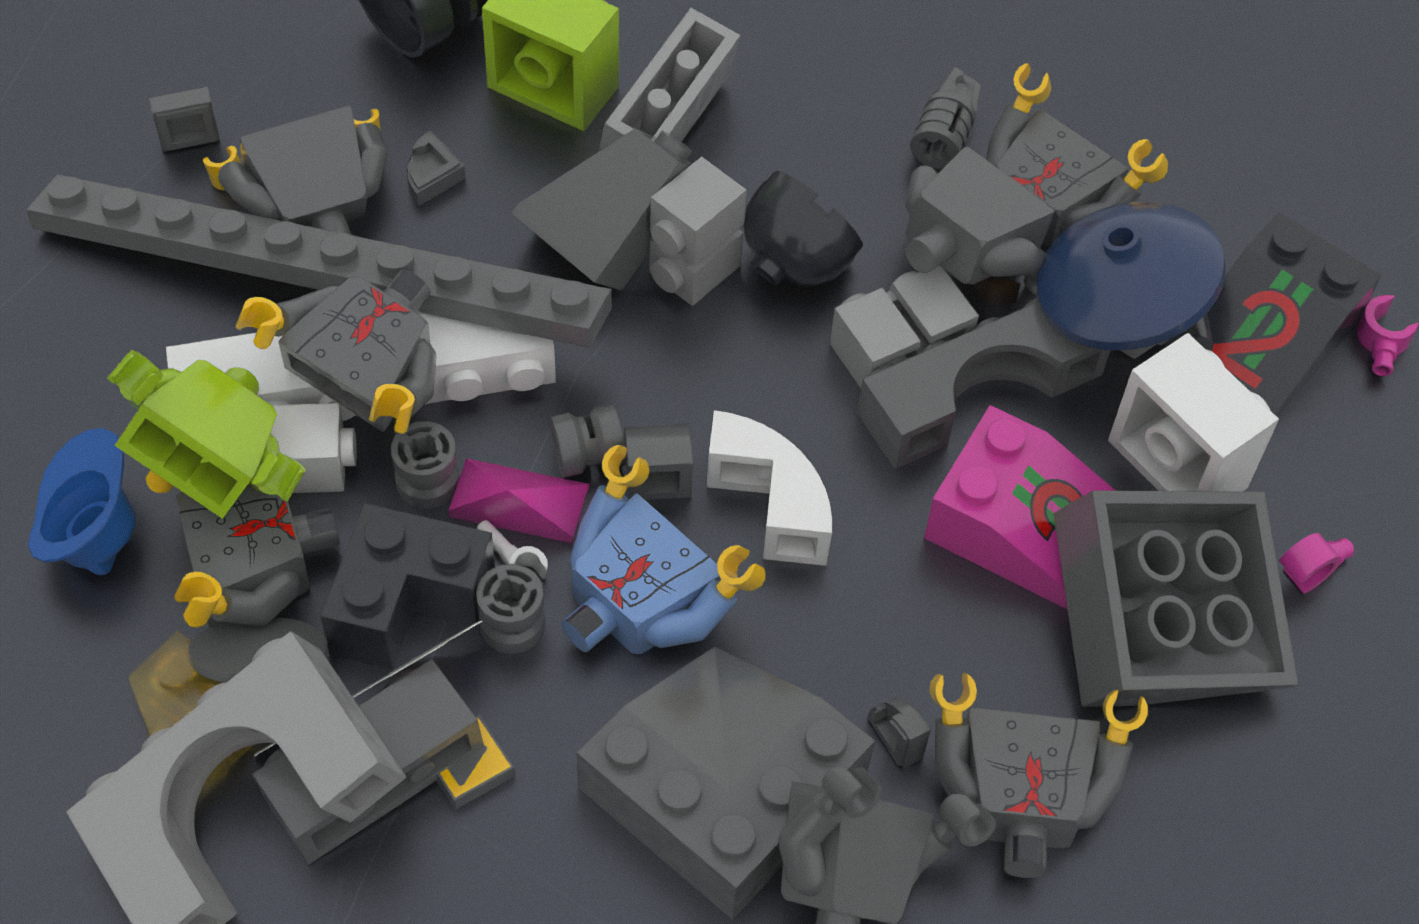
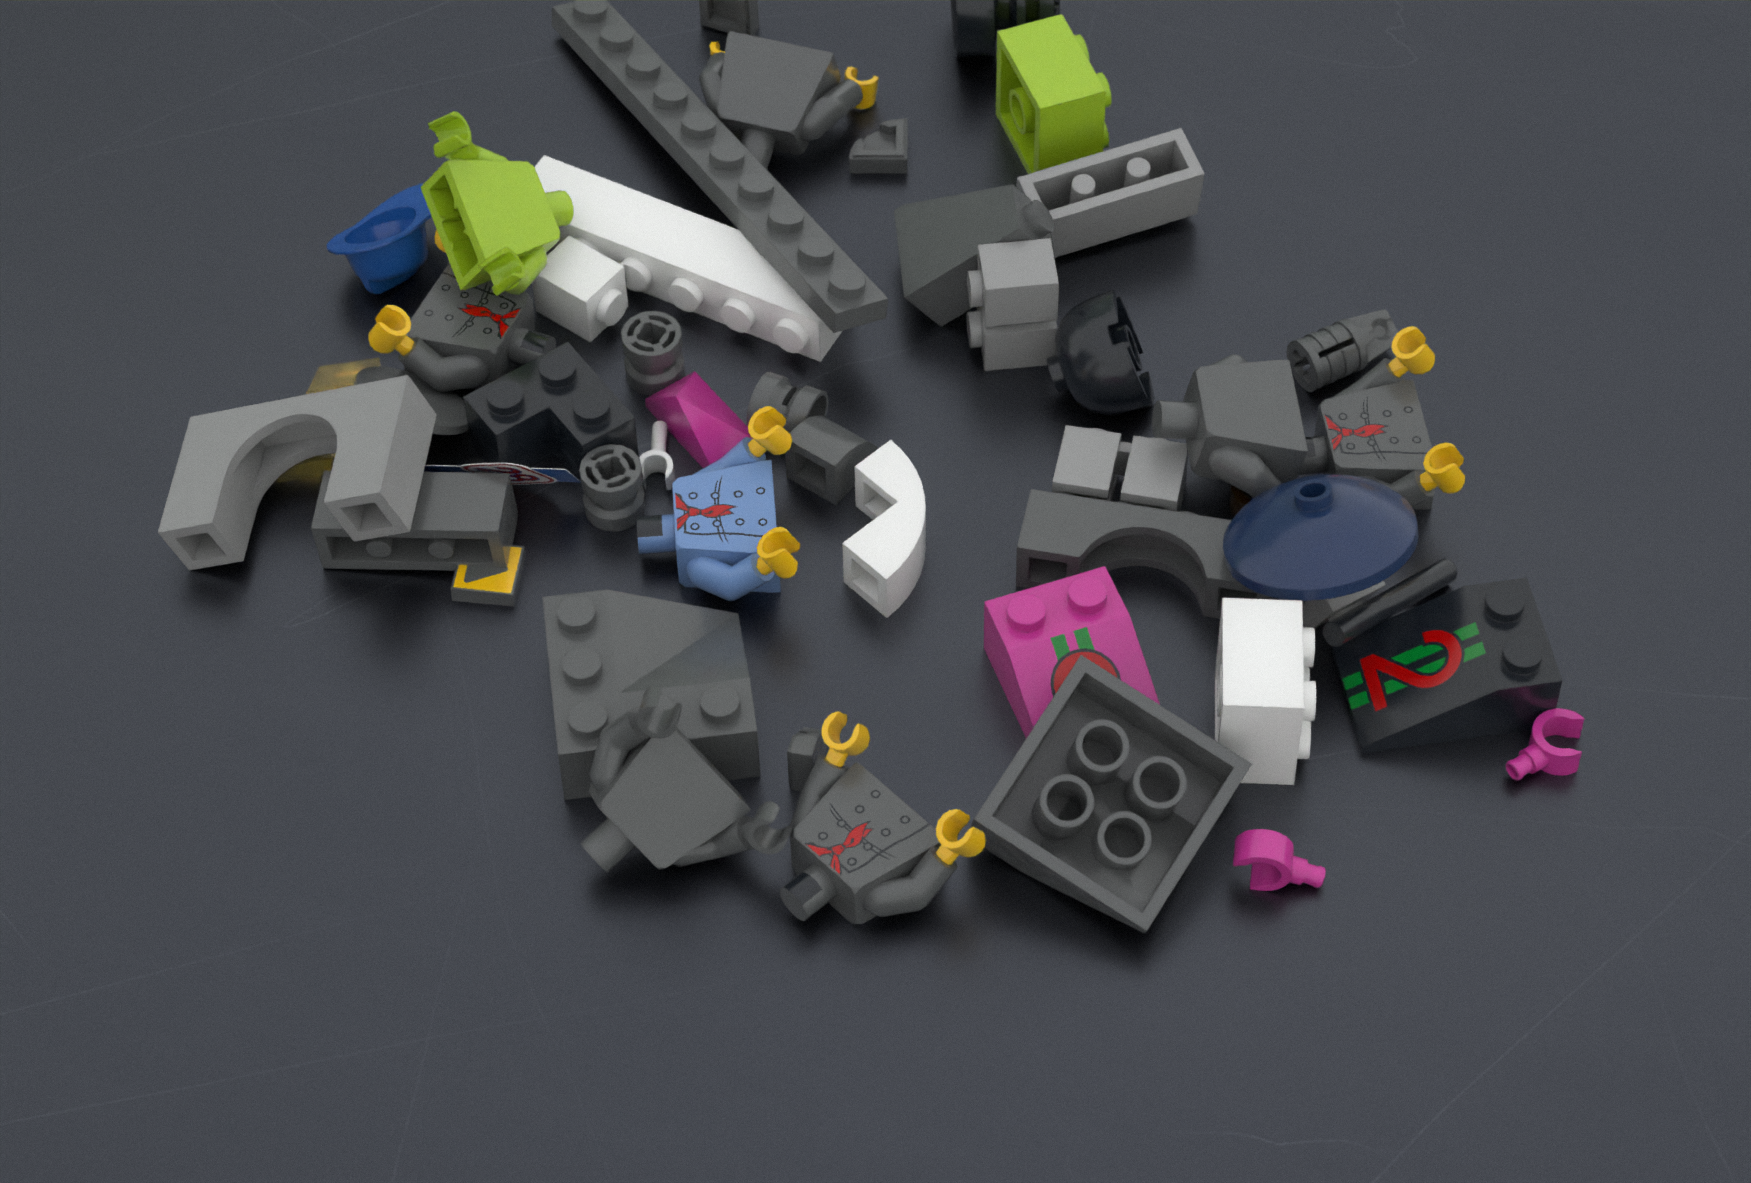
camera: 45 degrees right, 5 degrees down
(355, 345) = (659, 223): dark grey torso -> none

